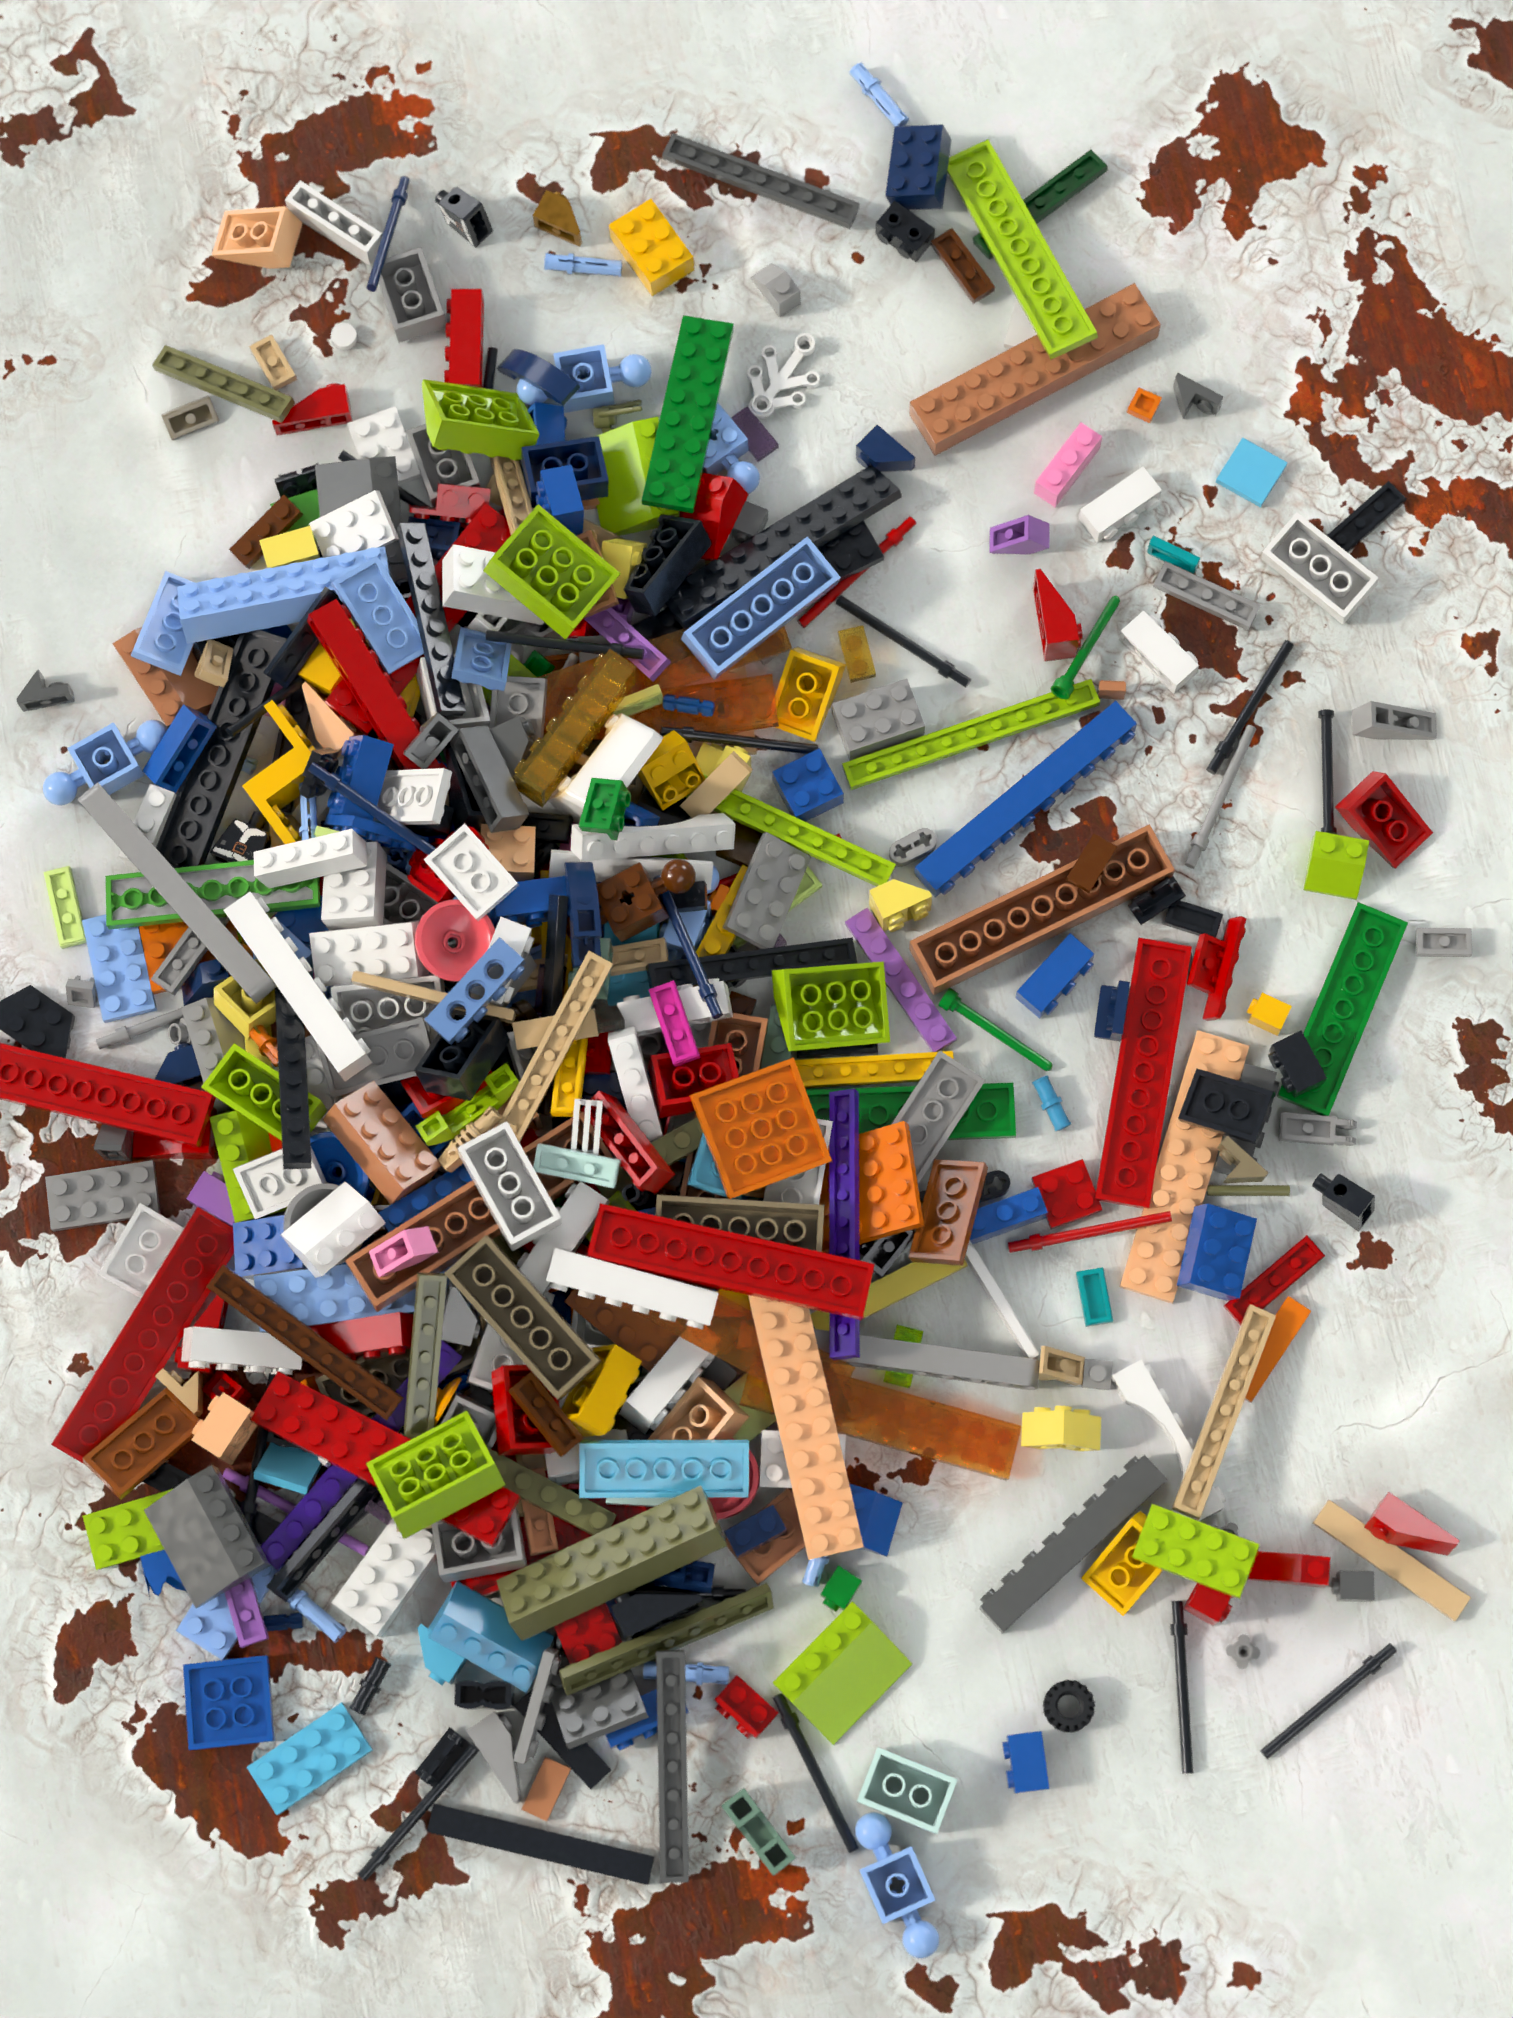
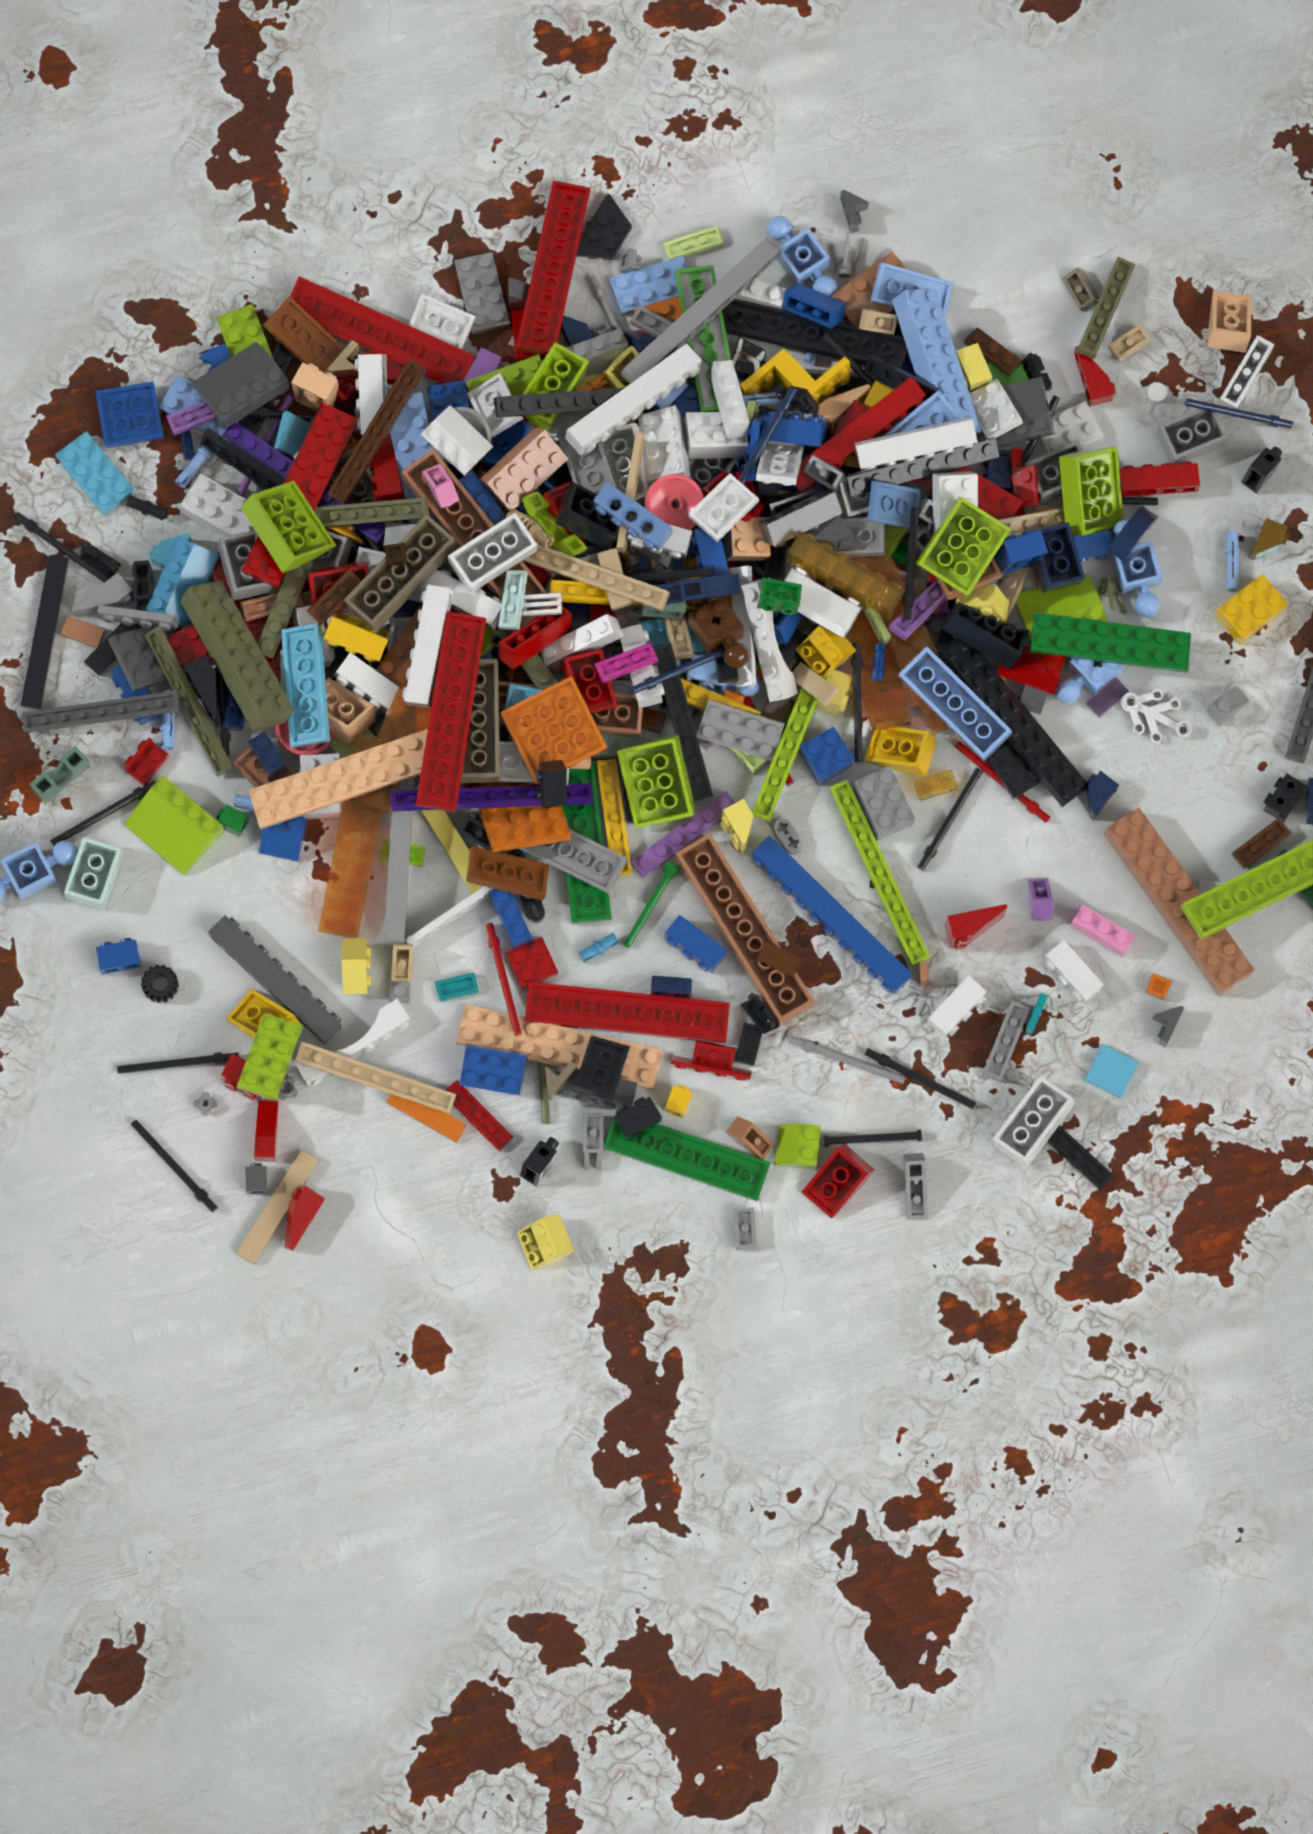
camera: 75 degrees right, 0 degrees up
(124, 709) = (844, 268): none -> light grey plant
(402, 618) = (916, 442): none -> white brick
(500, 1319) = (395, 554): none -> dark brown tile
(837, 1135) = (552, 783): none -> black brick
(1064, 686) = (922, 936): green piece -> none
(1321, 926) = (750, 1137): none -> nougat slope
(1454, 1201) = (545, 1241): none -> light yellow slope

